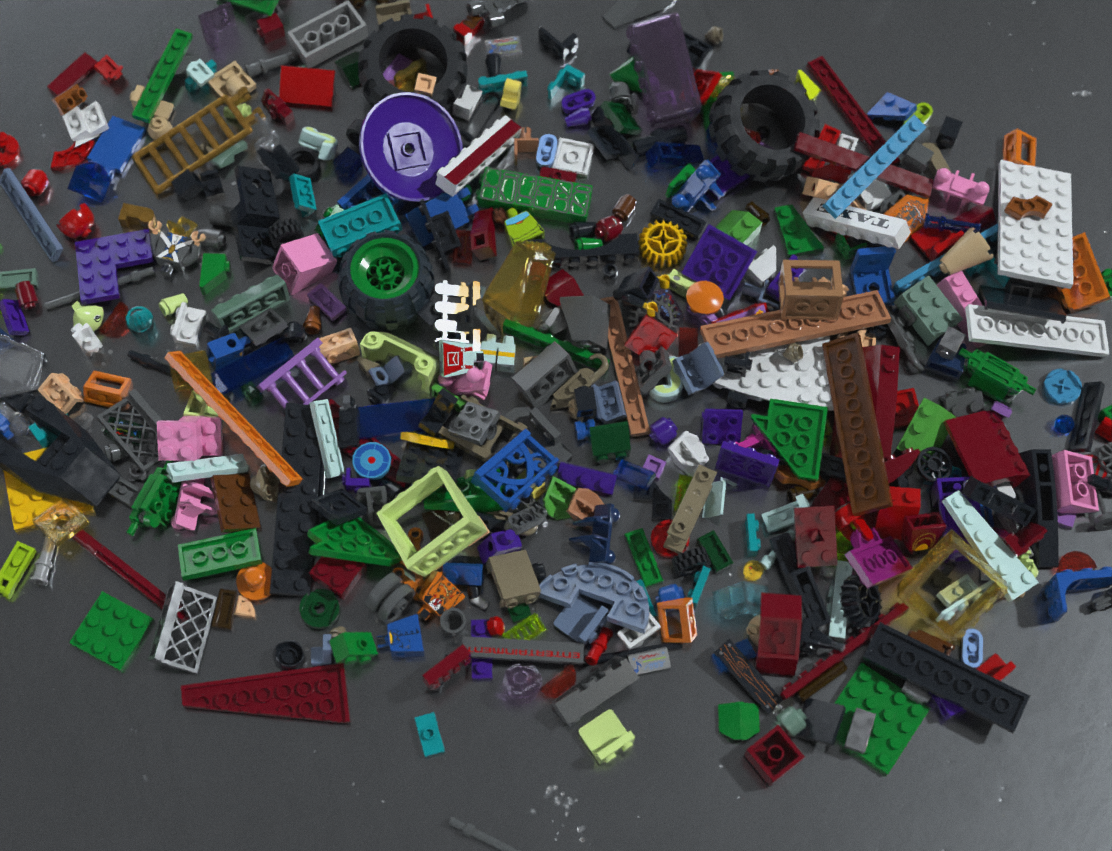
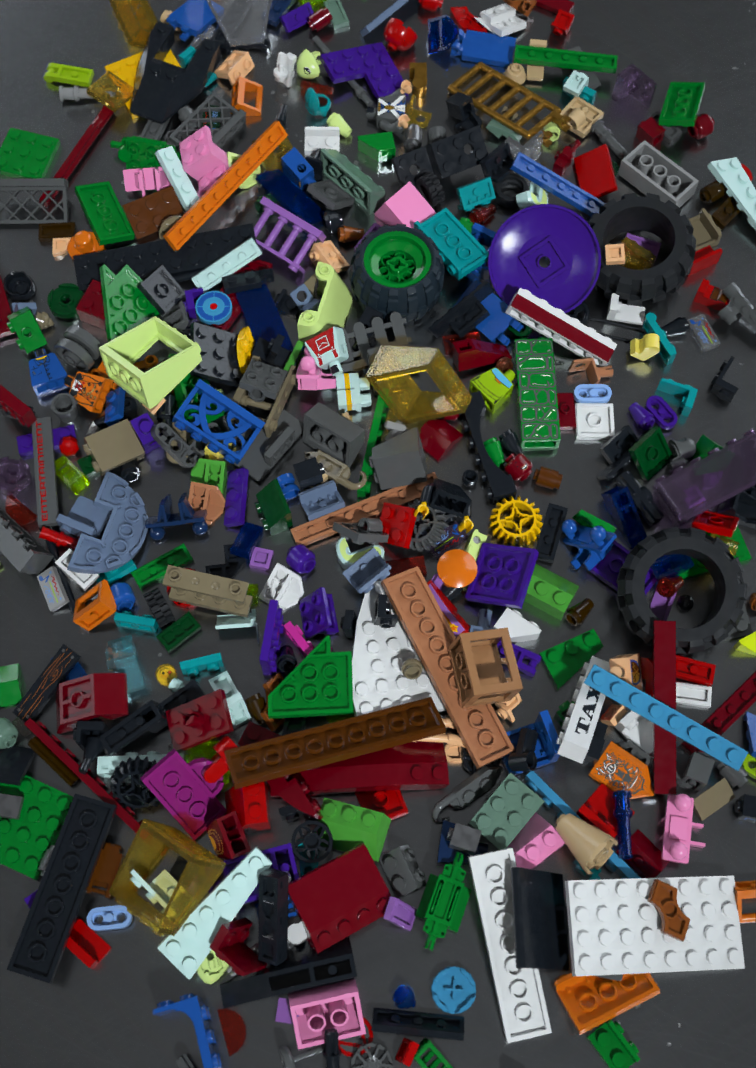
camera: 80 degrees right, 0 degrees up
(319, 117) = (556, 184): none -> blue plate
(323, 196) = (482, 214): none -> clear red cone
(885, 284) = (524, 757): none -> black piece

